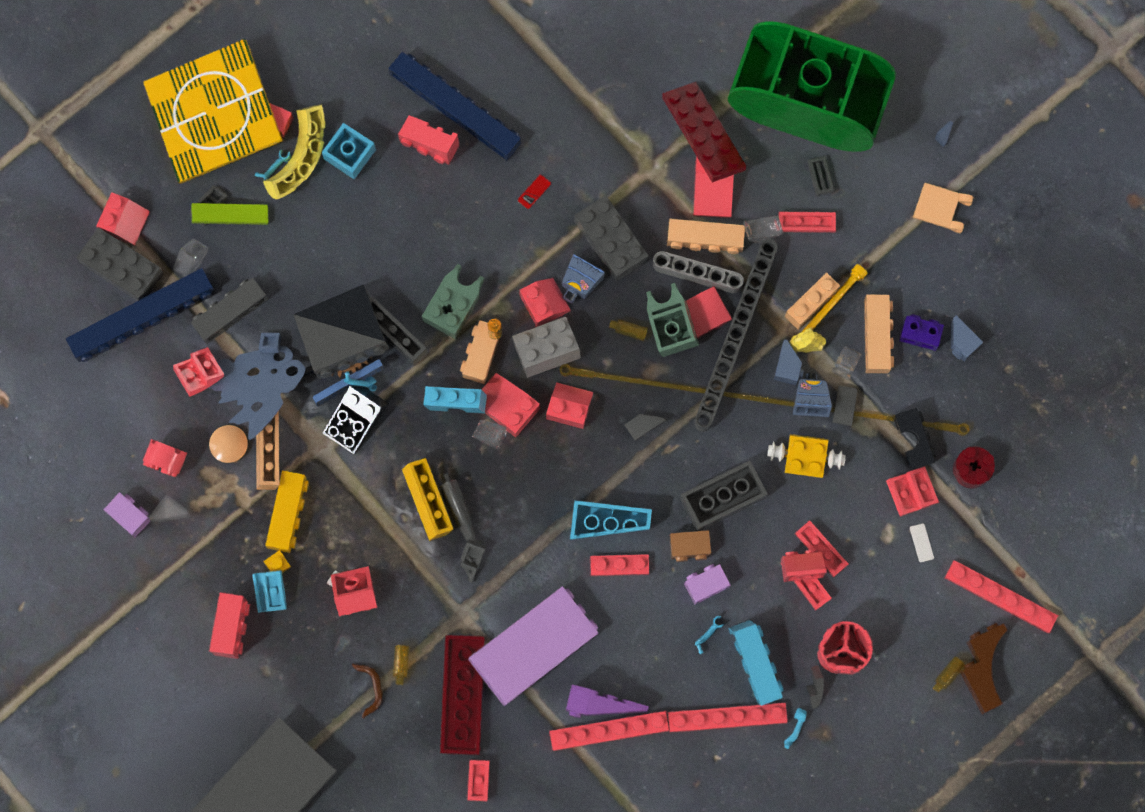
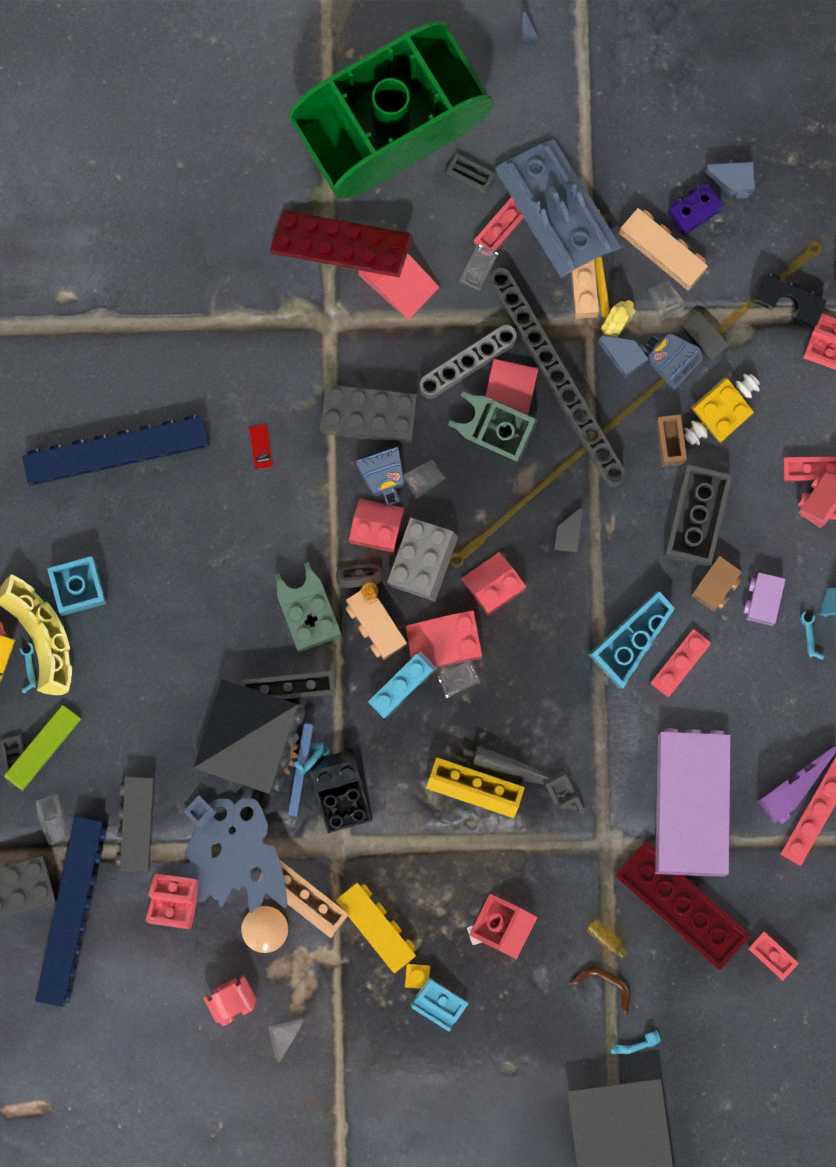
camera: 50 degrees left, 5 degrees up
(127, 515) = (254, 1078): lavender brick -> none
(229, 625) = (443, 1068): coral brick -> none
(360, 747) = (651, 1039): none -> medium azure piece
(429, 140) = (129, 503): coral wedge -> none
(508, 321) = (358, 575): none -> dark grey plate
(599, 306) = (423, 478): none -> clear slope
(629, 329) = (468, 469): clear yellow cylinder -> none
(705, 235) = (439, 325): light nougat brick -> none
(757, 439) = (671, 440): none -> medium nougat piece
(845, 244) = (557, 207): none -> sand blue hinge
(939, 205) = (589, 92): light nougat flag -> none

